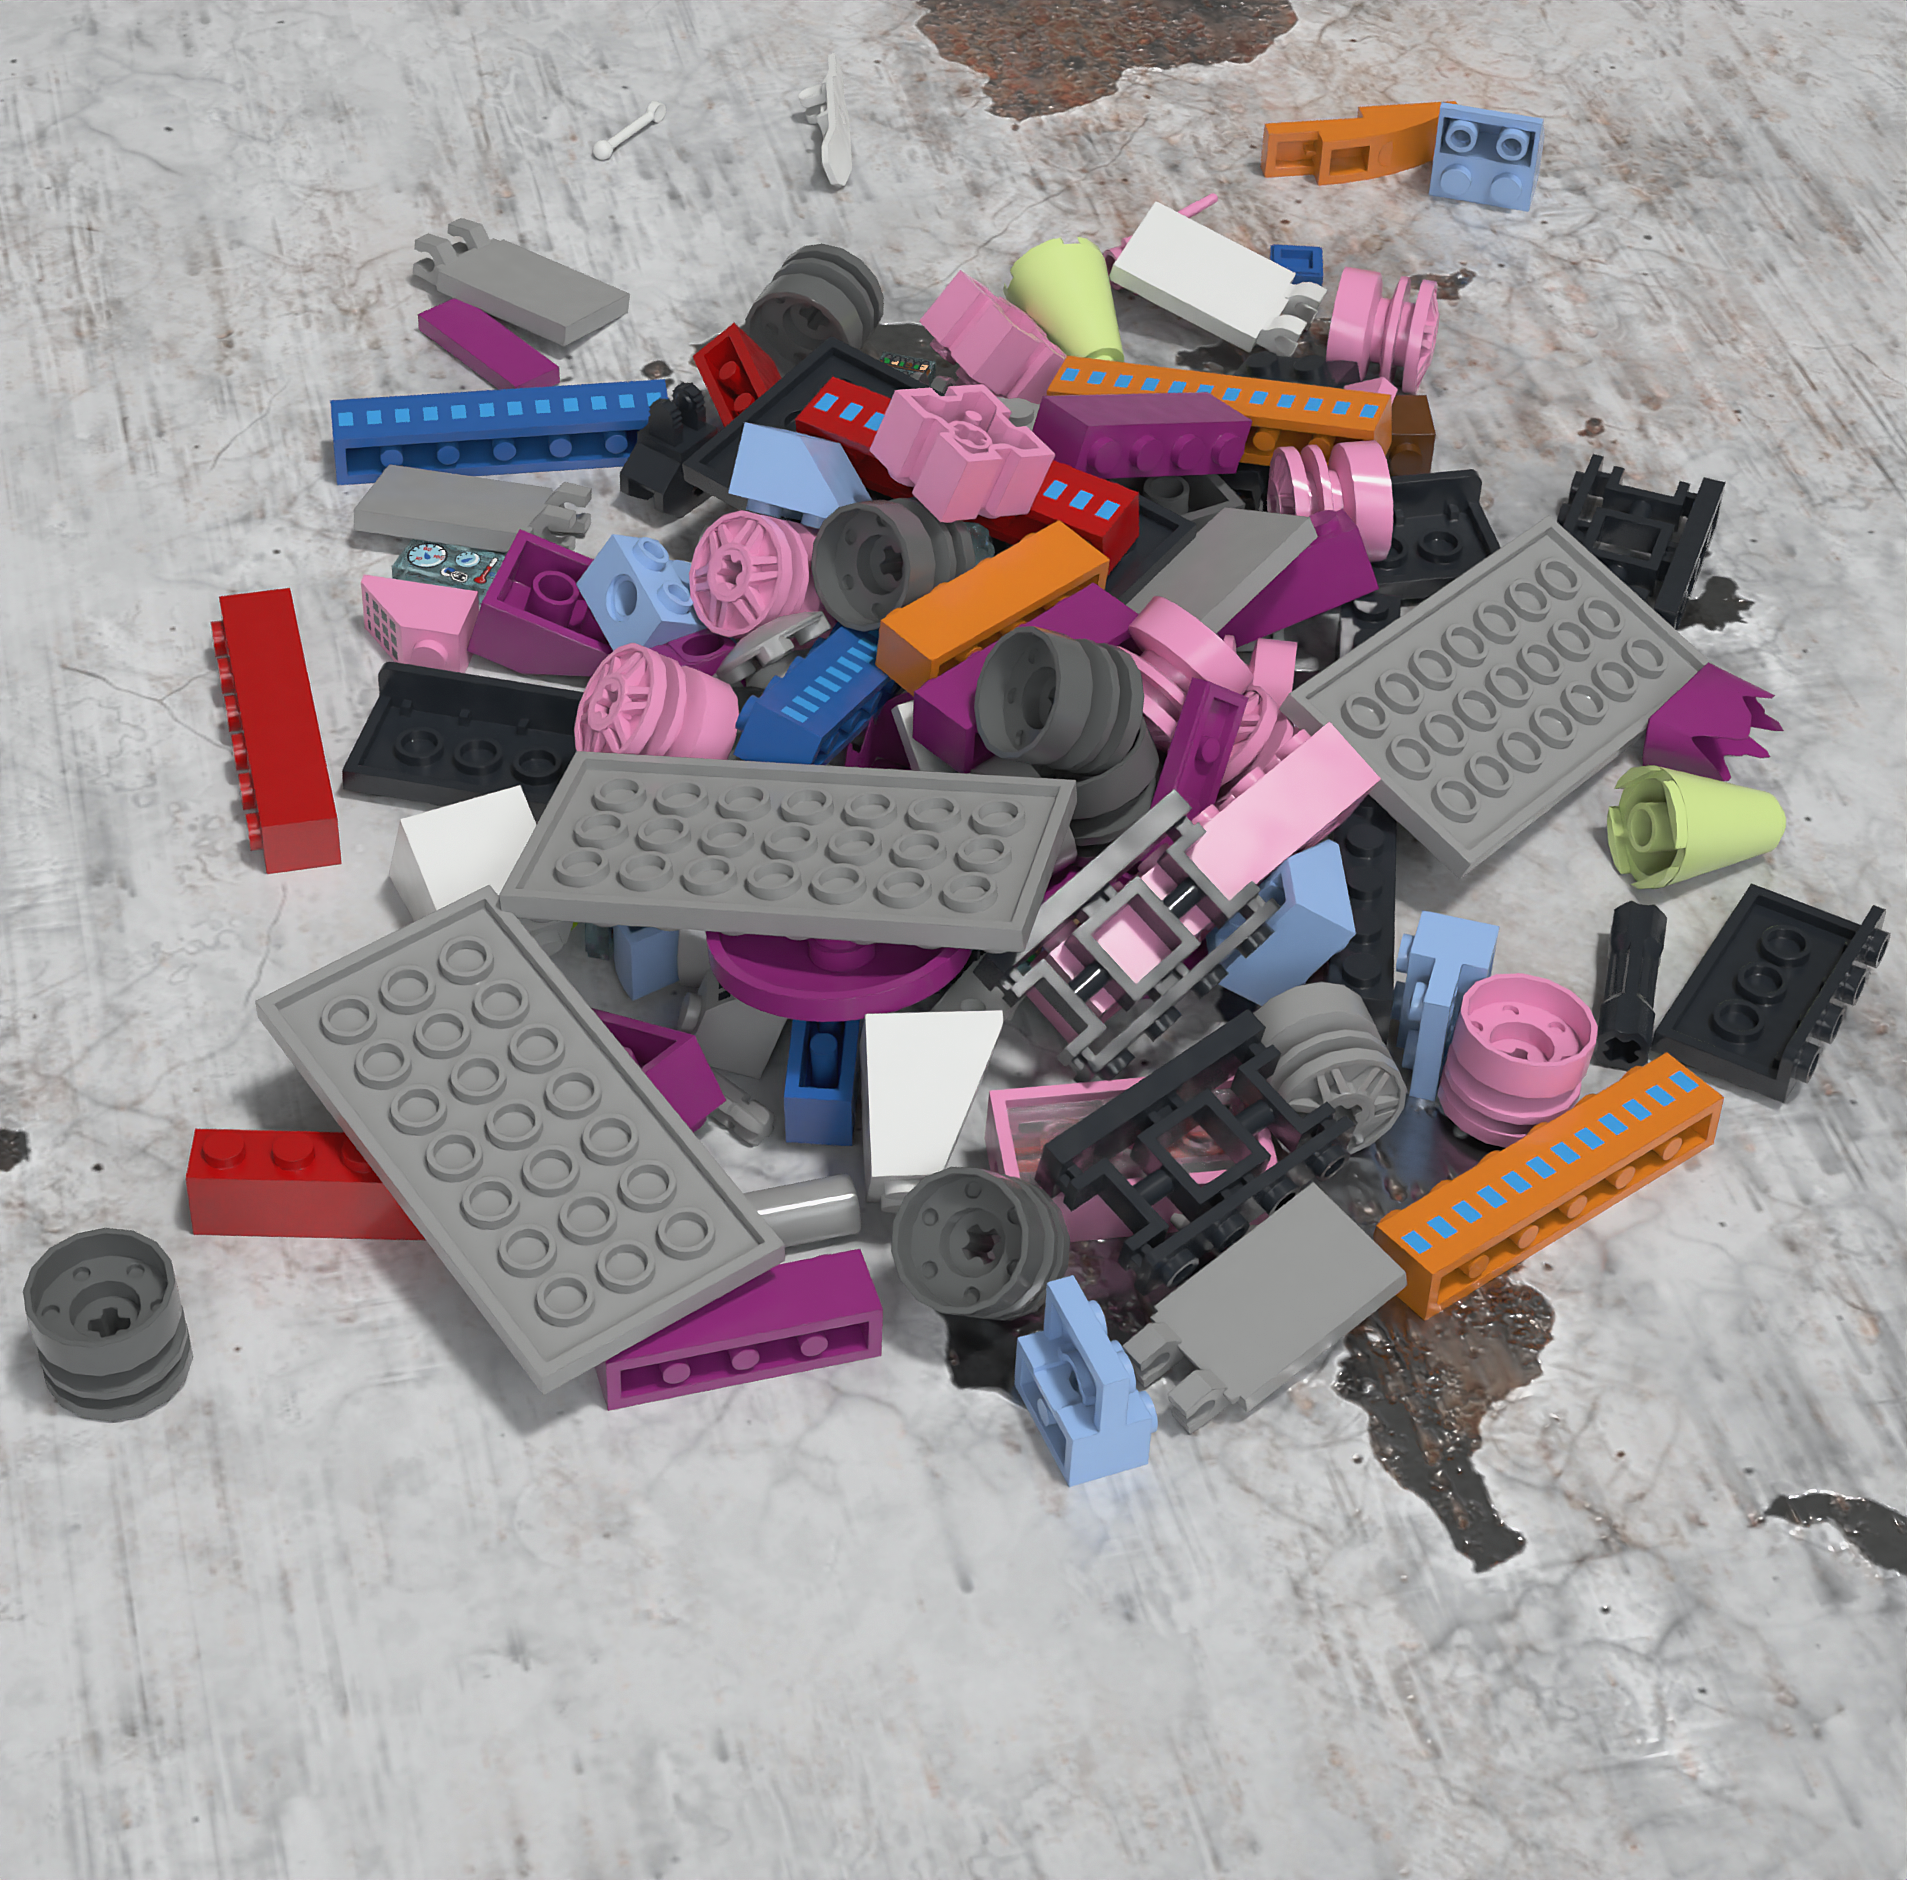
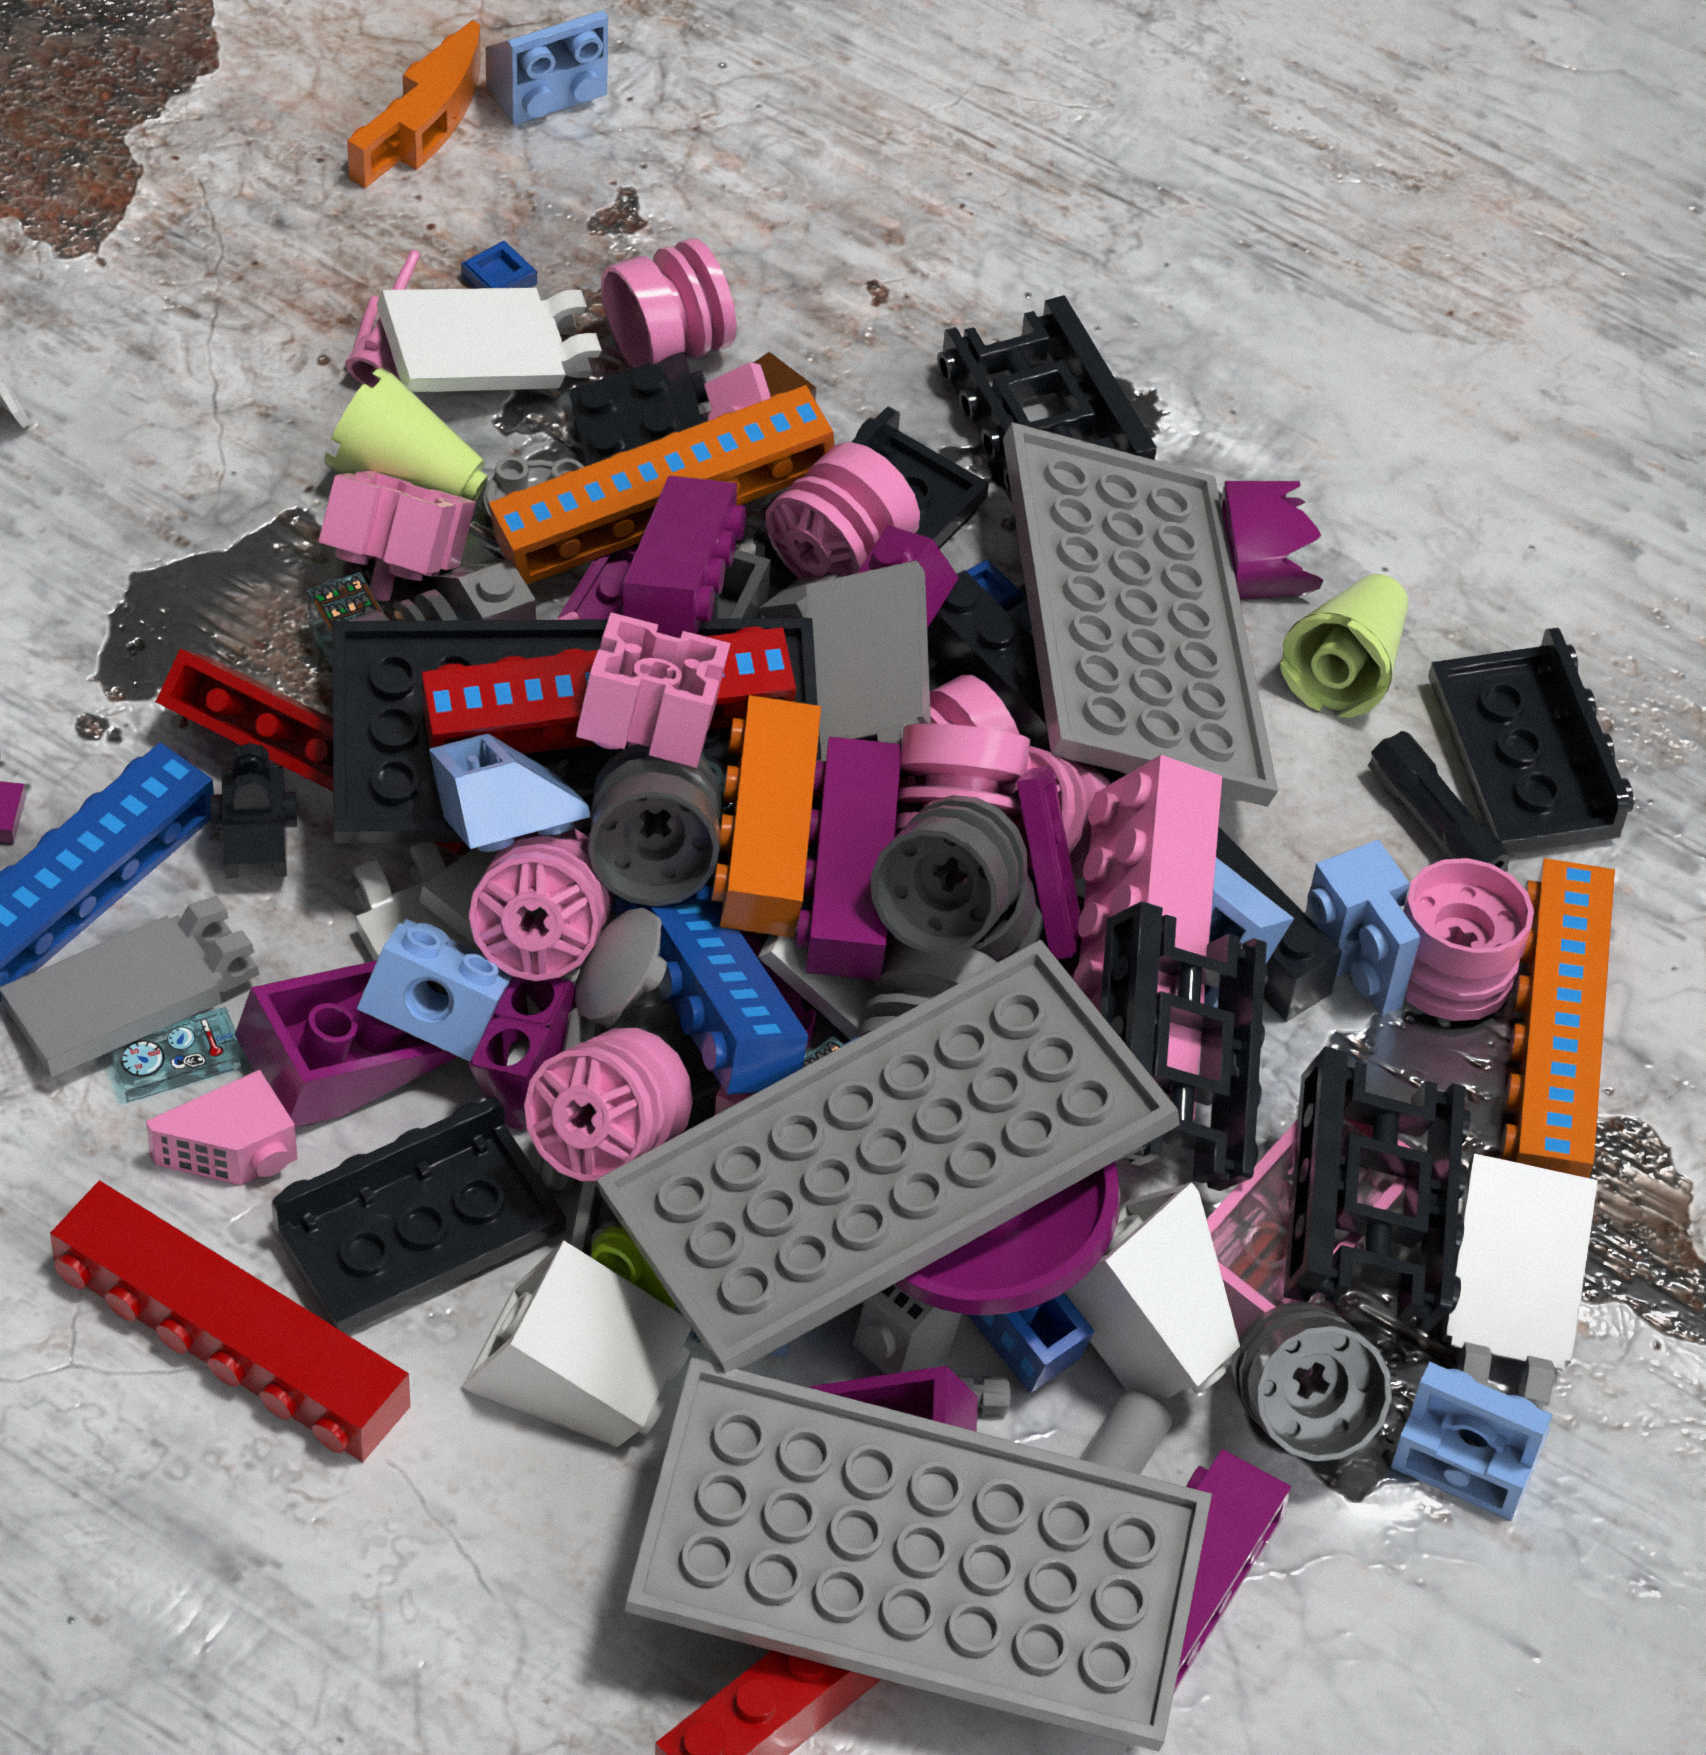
camera: 45 degrees left, 10 degrees up
(814, 297) = (211, 588): dark grey wheel -> none
(1334, 1058) = (1340, 1020): light grey wheel -> none

